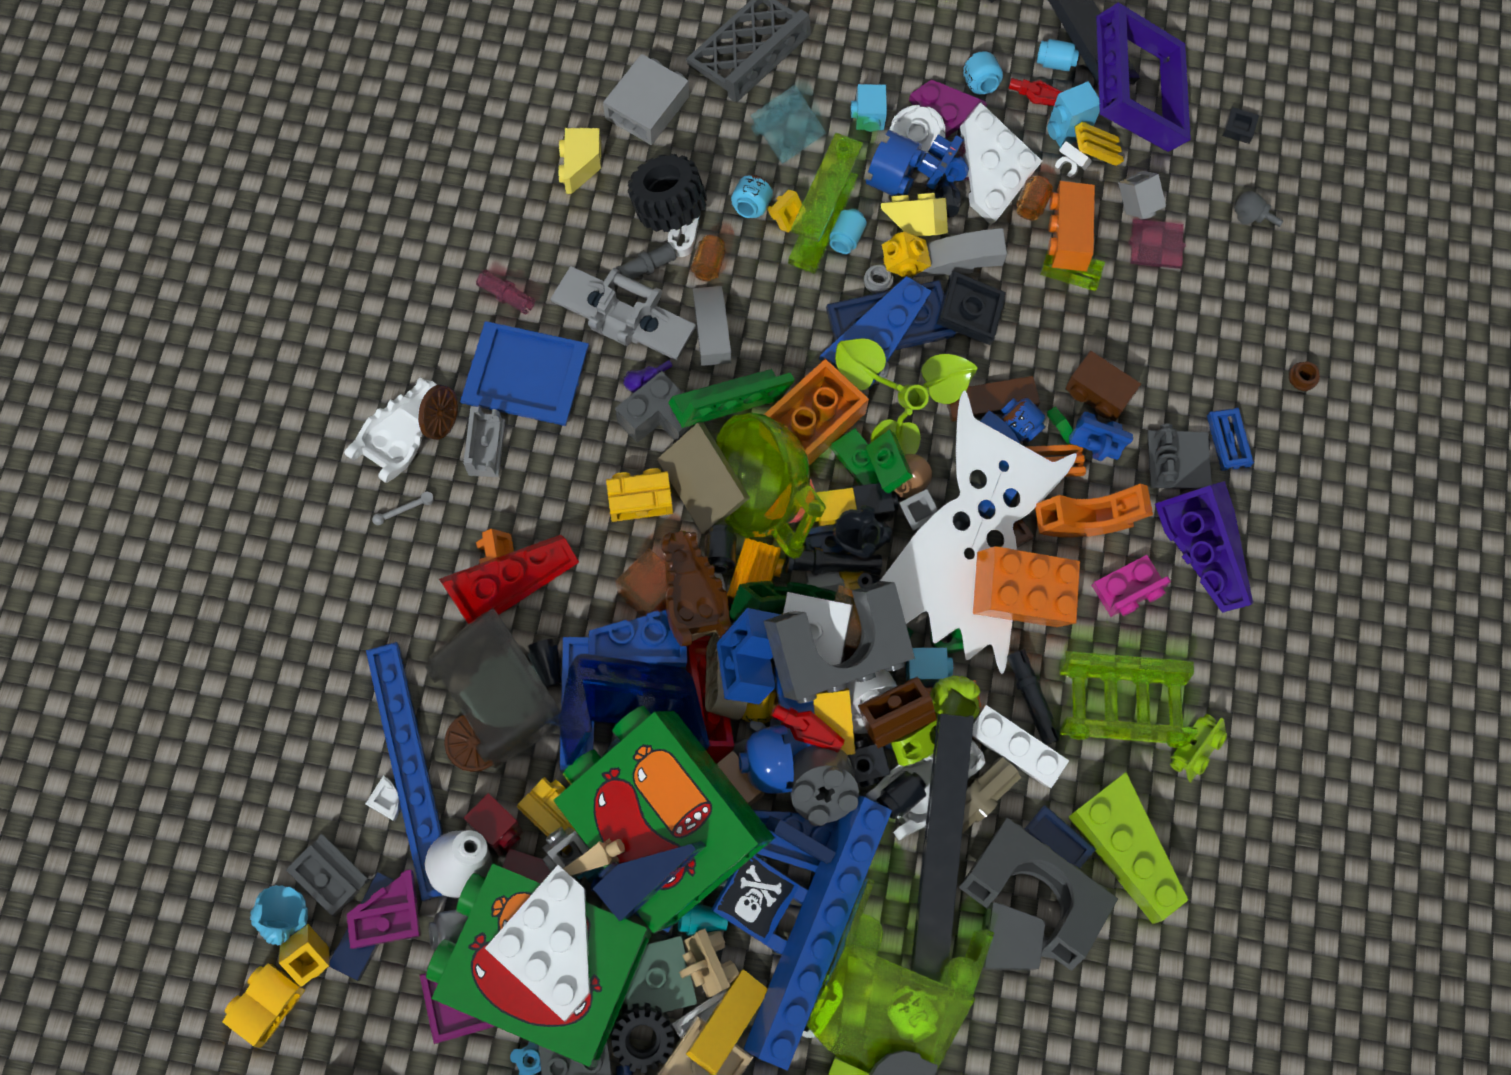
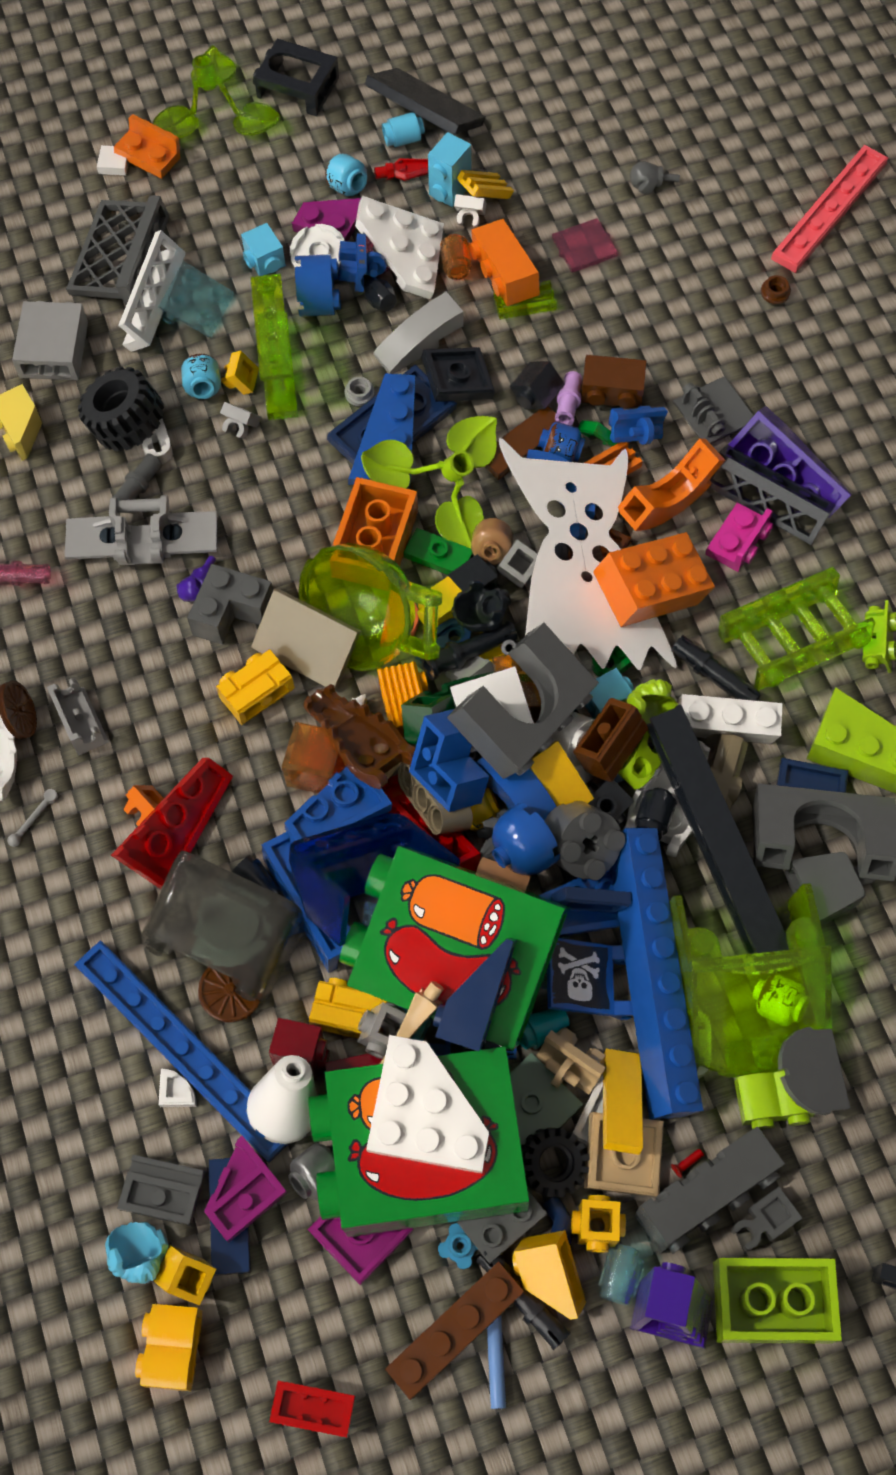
camera: 25 degrees left, 5 degrees down
(525, 373) = (79, 635): blue piece -> none
(708, 258) = (193, 448): clear orange brick -> none
(712, 325) = (232, 505): light grey slope -> none
(721, 548) = (358, 685): black brick -> none
(729, 397) = (288, 555): green fence -> none
(739, 116) = (147, 315): none -> white fence
(765, 250) = (239, 416): none -> light grey tile
(808, 728) = (541, 794): red piece -> none
(847, 231) = (306, 364): medium azure brick -> none
(889, 461) = (467, 535): green plate -> none
(906, 255) = (372, 356): yellow brick -> none
(918, 217) = (364, 319): light yellow slope -> none
(1033, 355) = (537, 385): none -> black brick
(1054, 381) = (569, 398): none -> lavender pin
(1114, 30) = (450, 82): dark purple window -> none
(1142, 194) = (548, 208): light grey brick -> none
(1190, 562) = (778, 487): none -> black fence
(1234, 462) = (742, 375): blue tile -> none
(1240, 125) = (595, 115): black tile -> none
(1404, 323) = (829, 209): none -> coral tile

